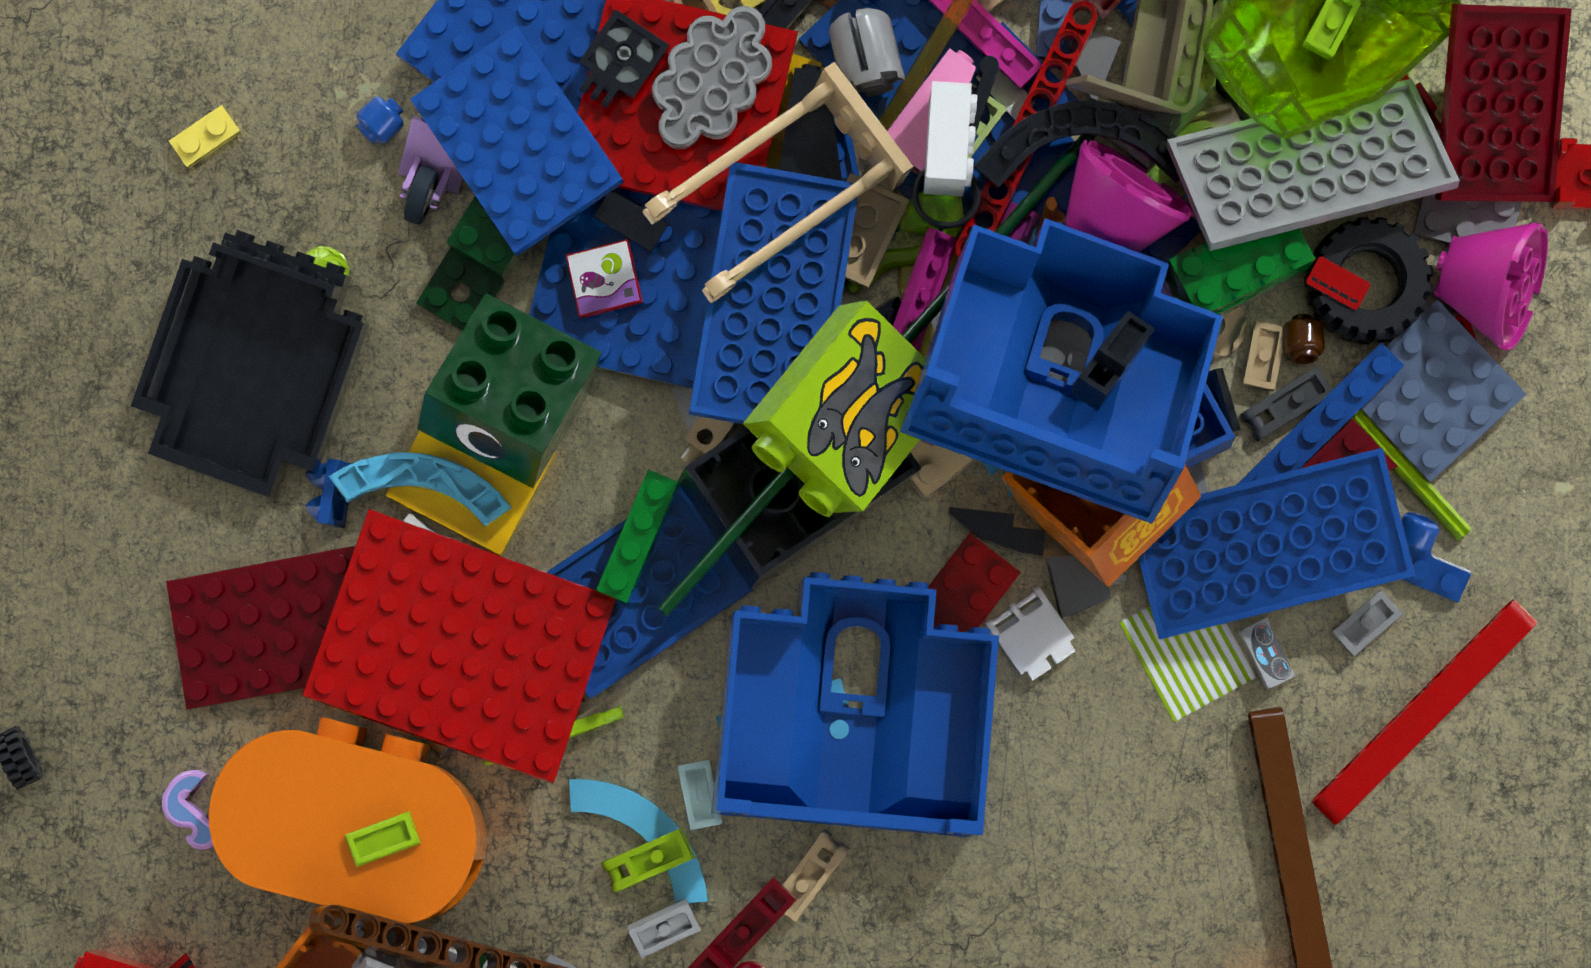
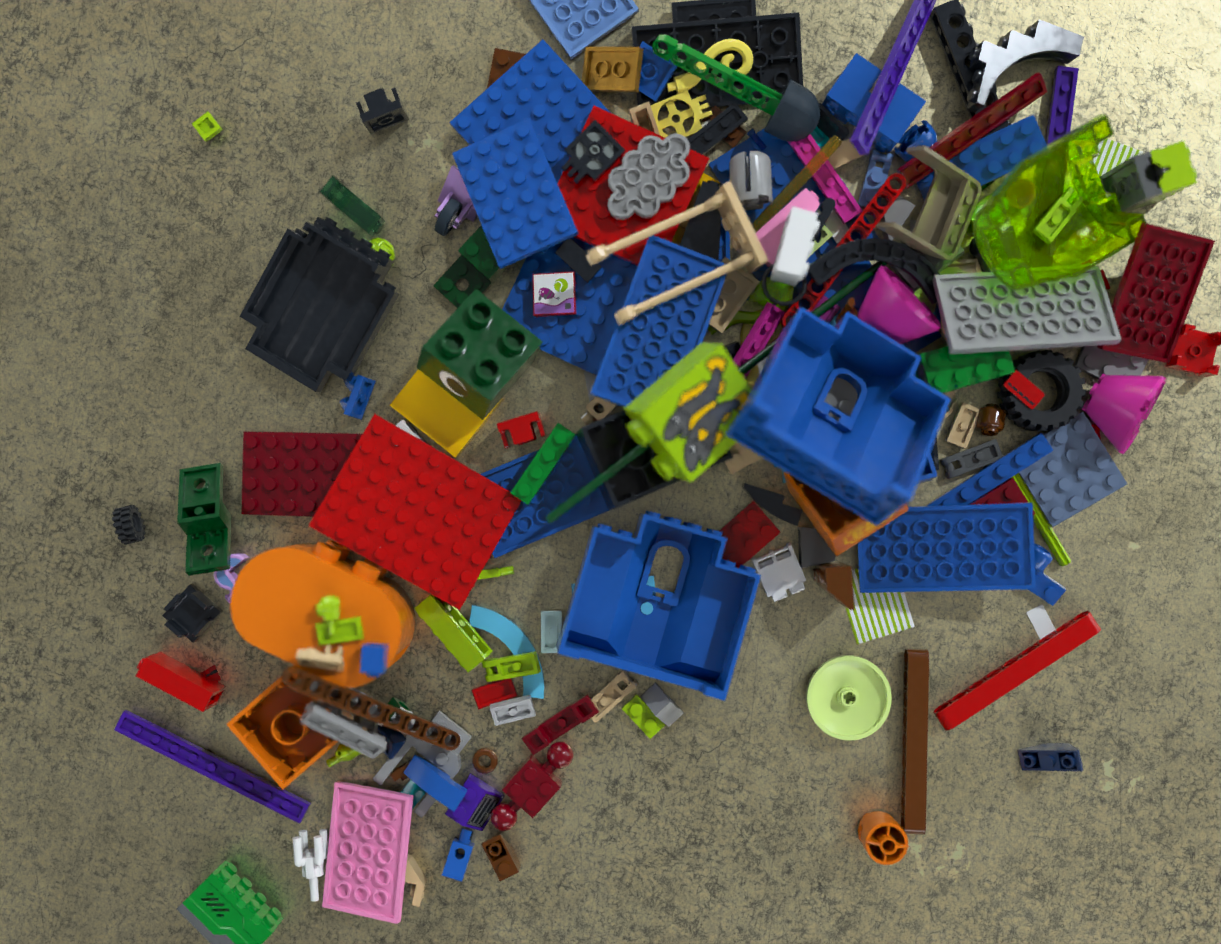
camera: 10 degrees right, 5 degrees up
(26, 130) = (207, 126): none -> lime plate
(133, 725) = (204, 519): none -> dark green bracket
(136, 878) = (190, 613): none -> black panel
(205, 136) = (320, 153): light yellow plate -> none
(274, 208) = (352, 206): none -> clear green arch
(290, 56) = (381, 111): none -> black panel
(360, 887) = (312, 658): none -> tan plate
(362, 809) = (330, 610): none -> lime piece
(380, 120) = (432, 163): blue head -> none
(424, 472) = (414, 394): medium azure tile -> none
(443, 869) = (374, 659): none -> blue brick
(548, 822) = (454, 632): none -> lime brick
(593, 491) = (521, 429): none -> red panel
(630, 907) = (494, 692): none -> red tile
(867, 898) = (643, 716): none -> lime plate
(893, 875) = (661, 704): none -> light grey slope
(1112, 360) = (872, 414): black slope -> none
(1116, 628) = (836, 581): none -> reddish brown slope
(1175, 803) = (848, 697): none -> yellowish green dish
(1266, 654) = (924, 614): slope -> none
(1366, 623) = (992, 607): light grey plate -> none
(1447, 630) = (1040, 621): none -> white sticker
(1500, 834) = (1051, 758): none -> dark blue slope

